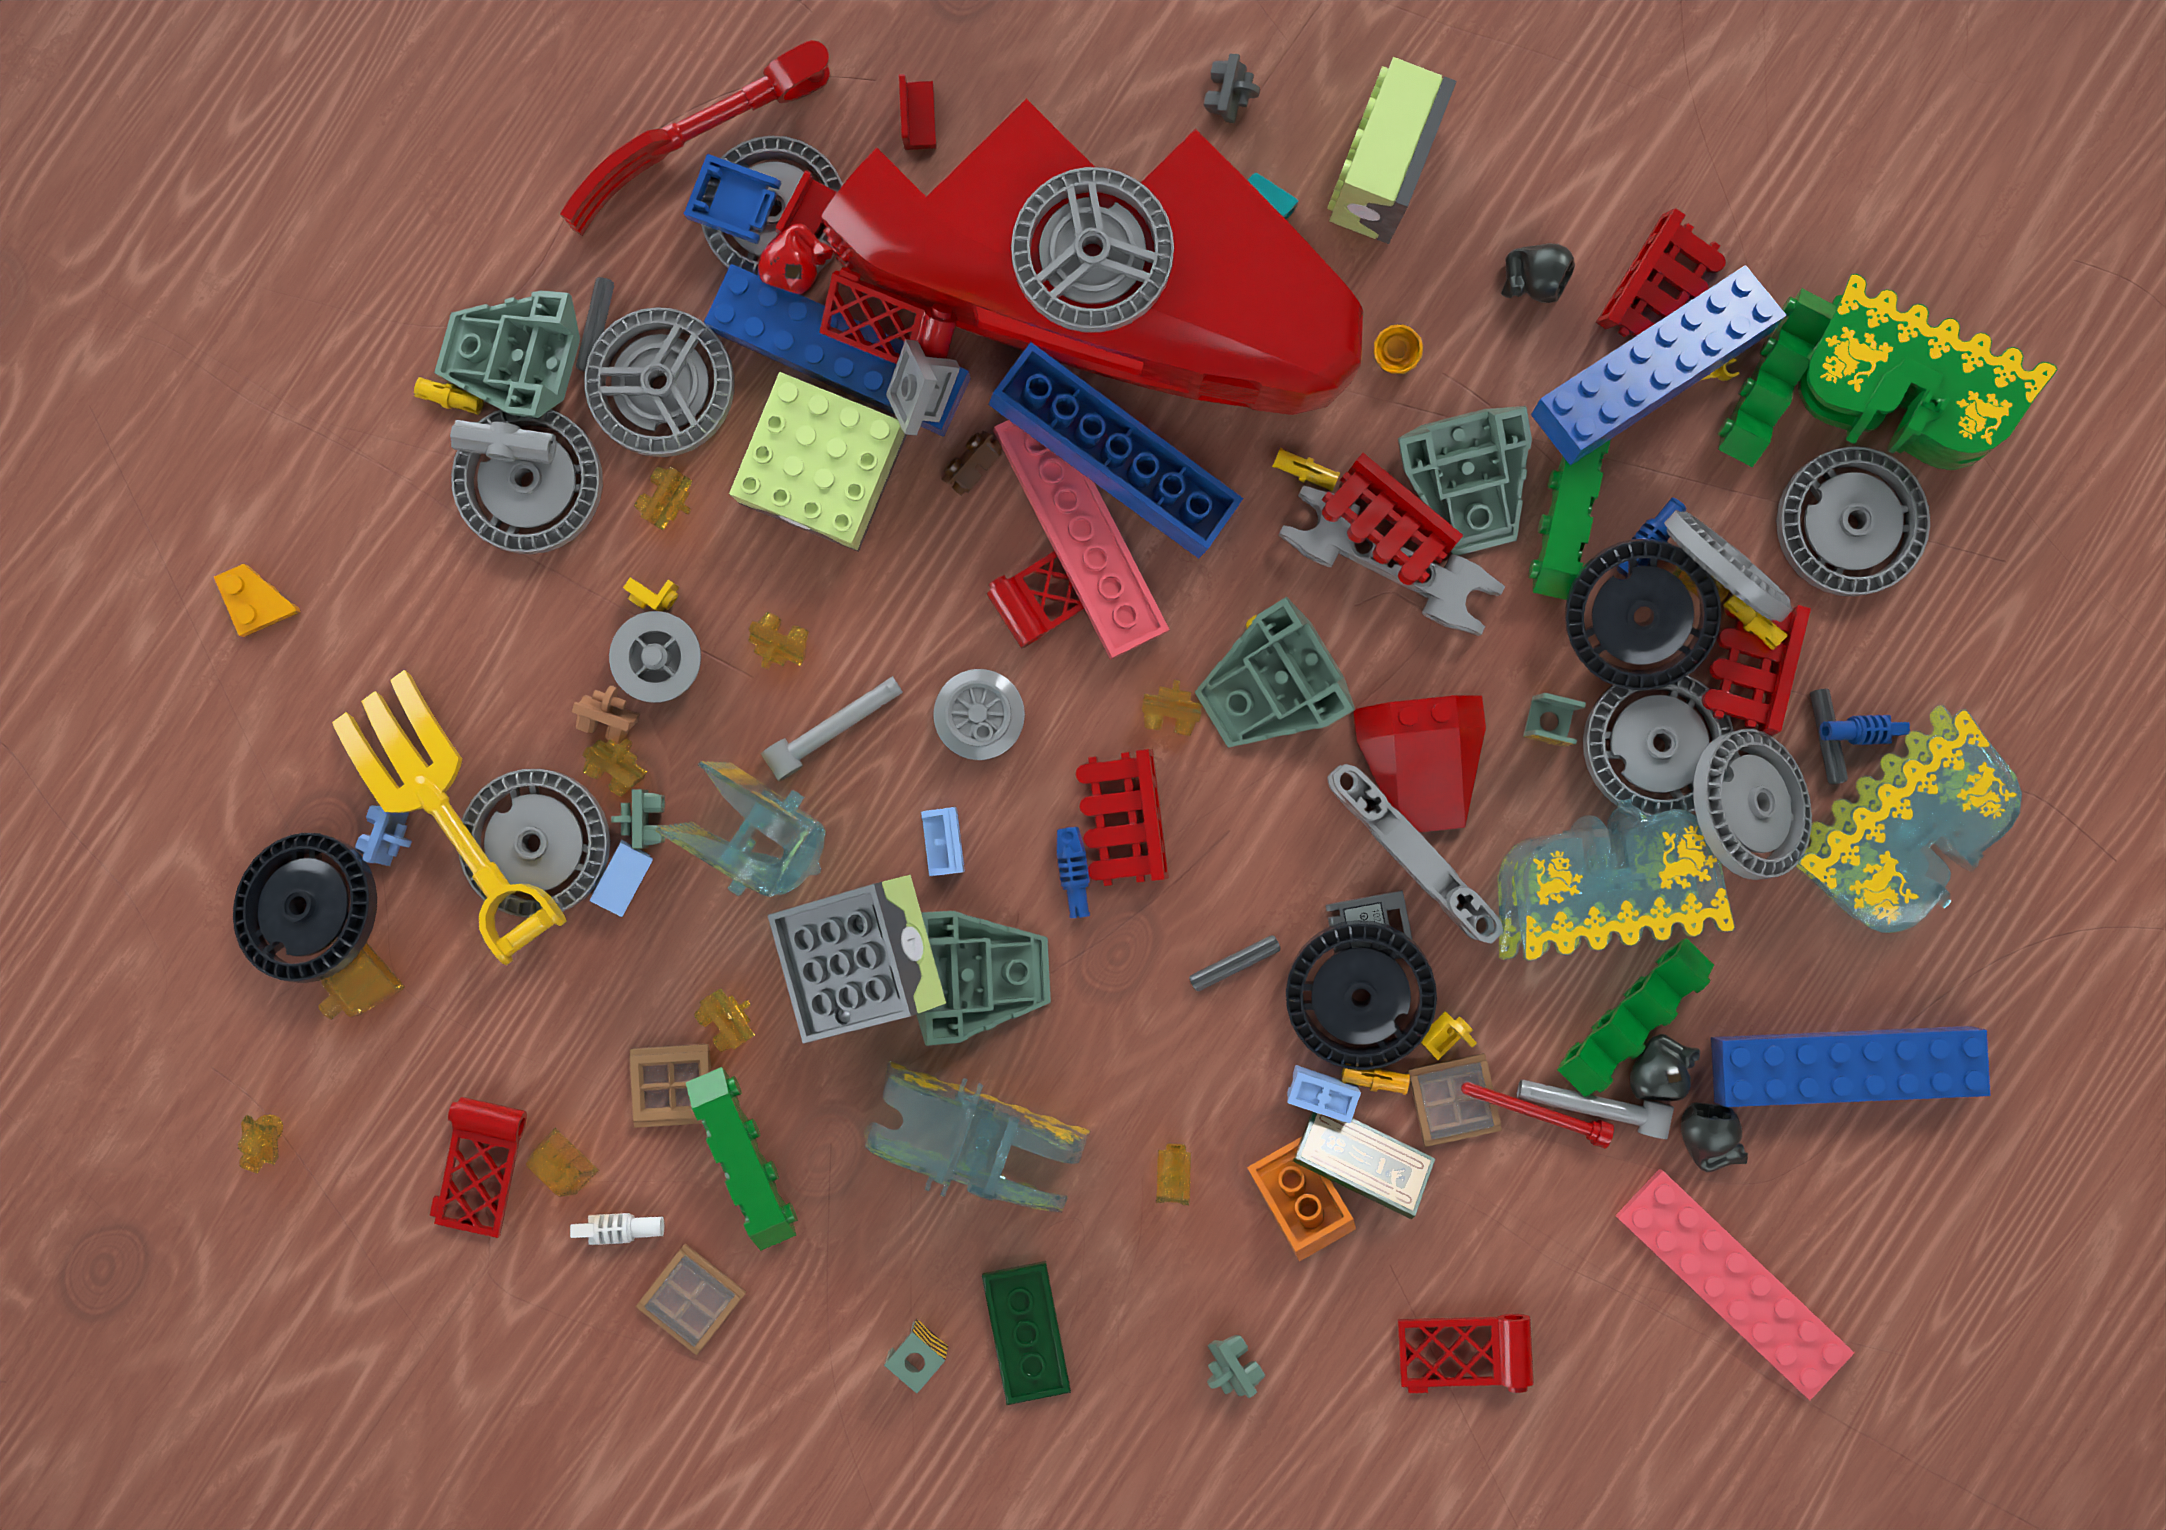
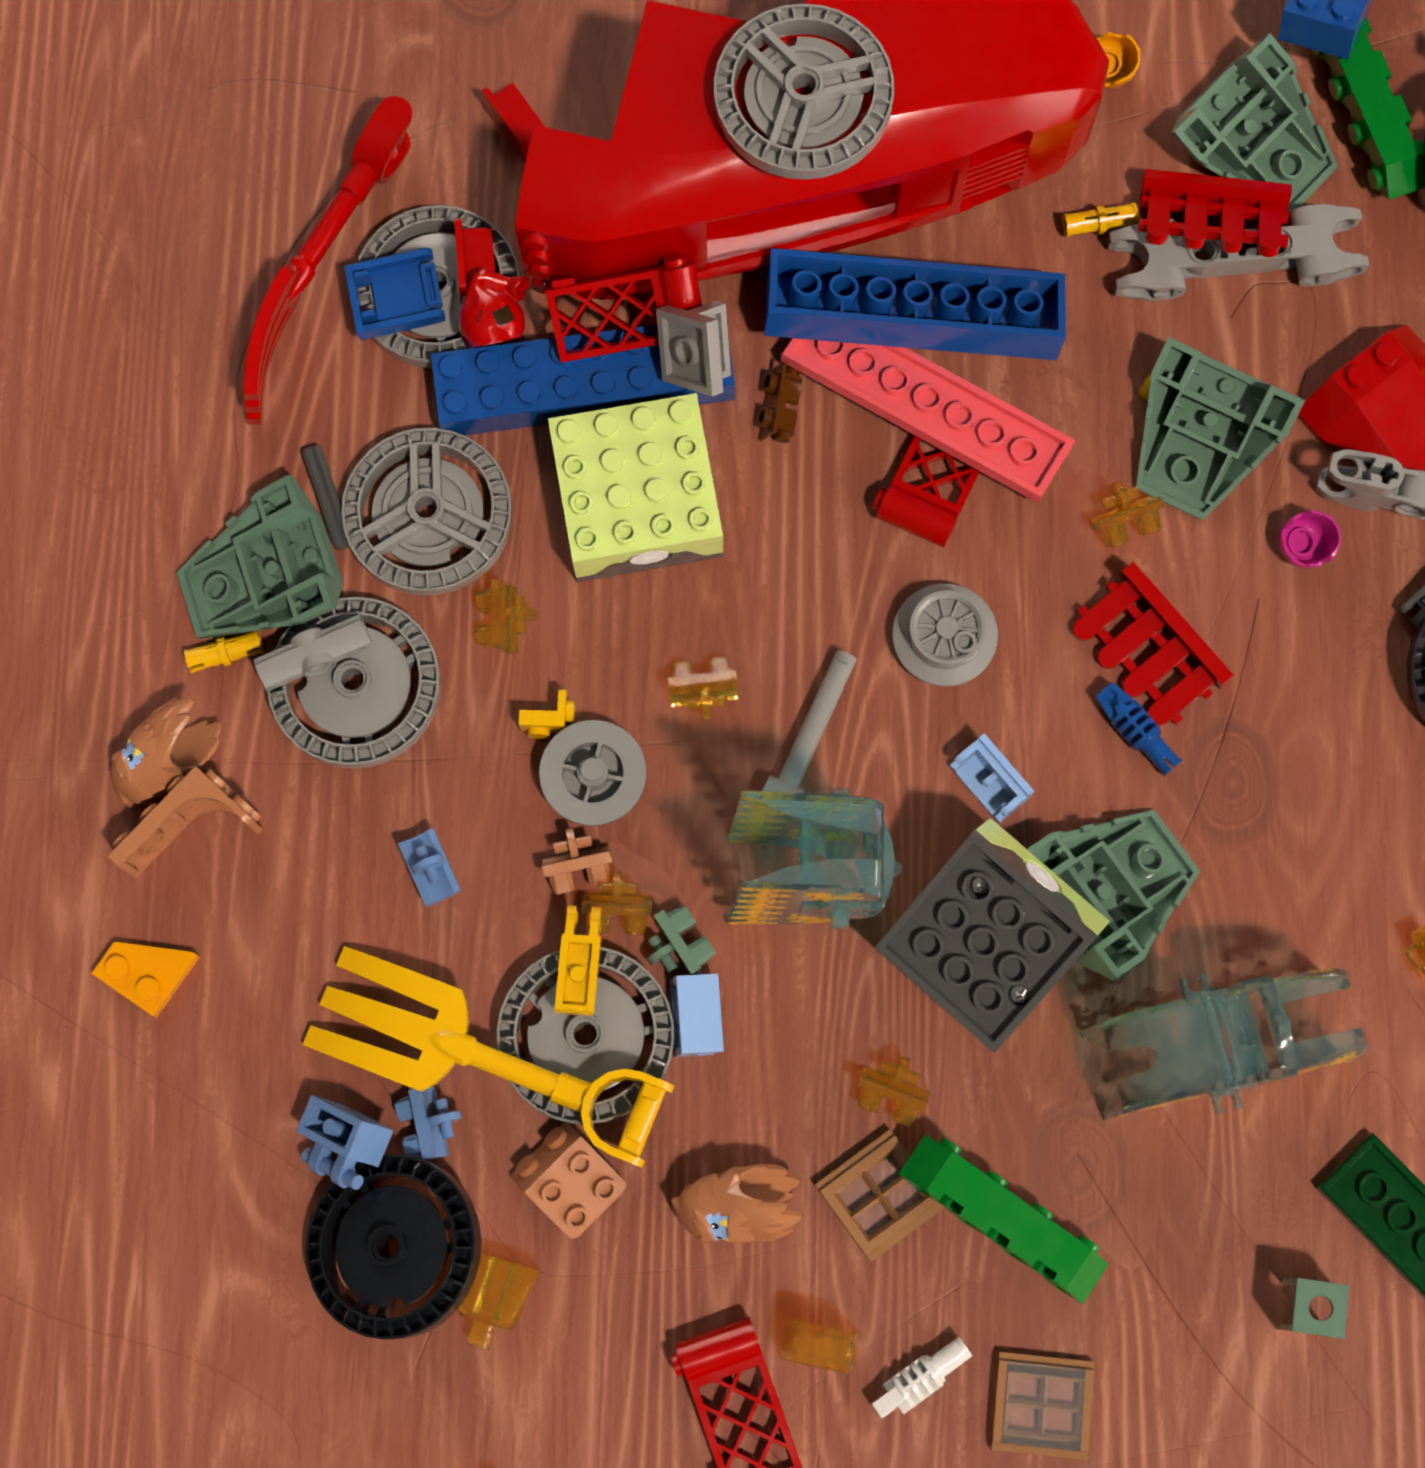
camera: 35 degrees left, 10 degrees down
(314, 810) = (344, 1132): none -> medium blue brick
(333, 498) = (162, 823): none -> nougat bracket
(354, 448) = (161, 753): none -> nougat head
(454, 939) = (568, 1180): none -> nougat bracket
(496, 652) = (429, 867): none -> medium blue hips
(553, 792) = (578, 966): none -> yellow hinge
(557, 1026) = (739, 1205): none -> nougat head
(1234, 963) = (1351, 719): dark grey axle -> none
(1292, 813) = (1309, 539): none -> dark pink hair

